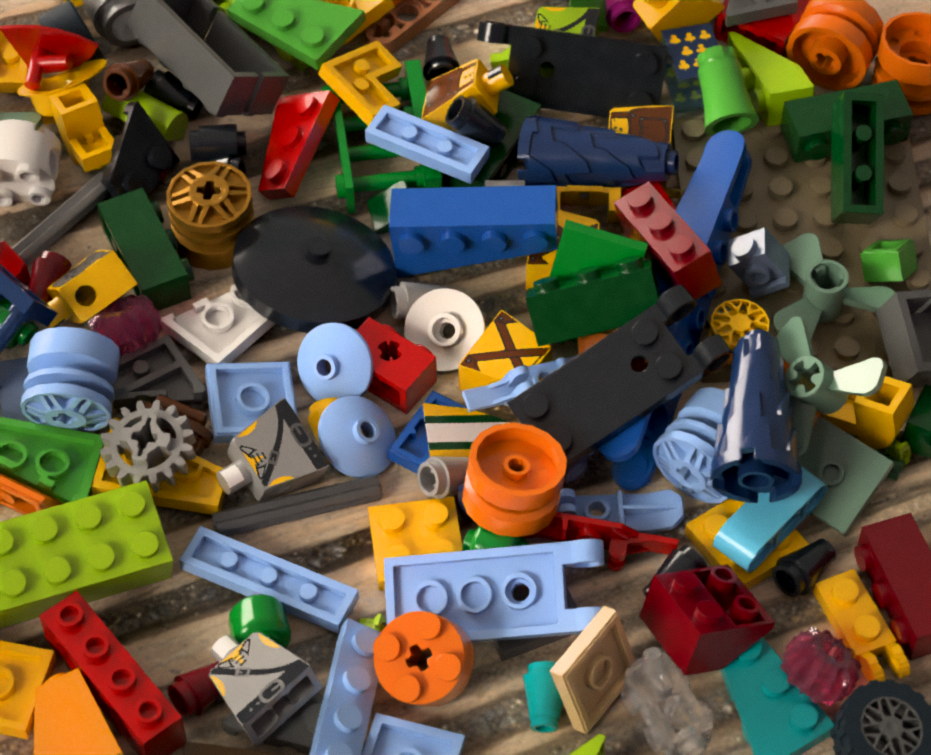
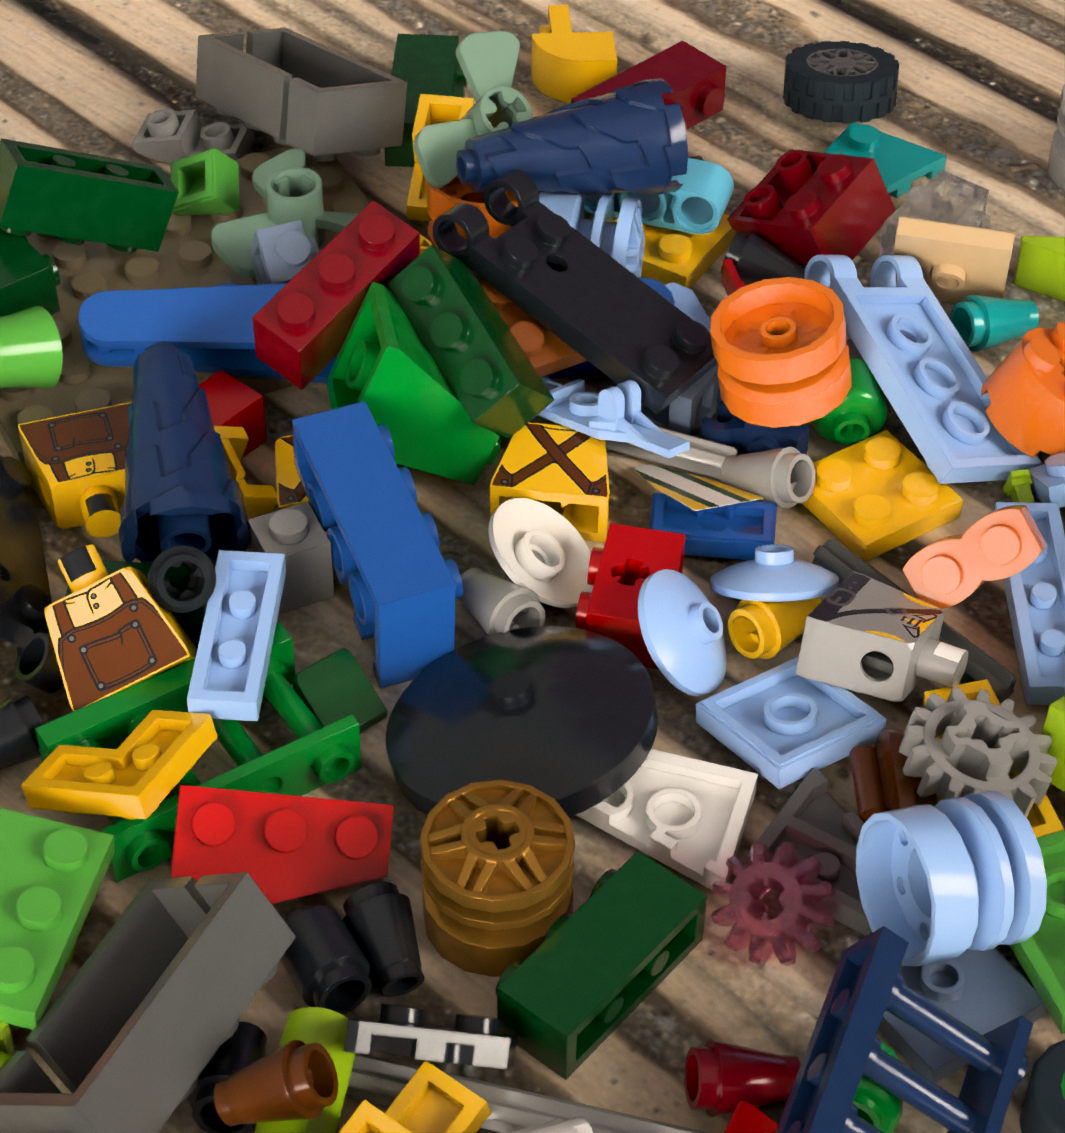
camera: 115 degrees left, 10 degrees down
(101, 281) = (739, 973): yellow torso -> none
(297, 526) = (988, 551): none -> brick
(821, 666) = (804, 122): clear pink gear -> none
(860, 624) = (725, 130): yellow hinge -> none

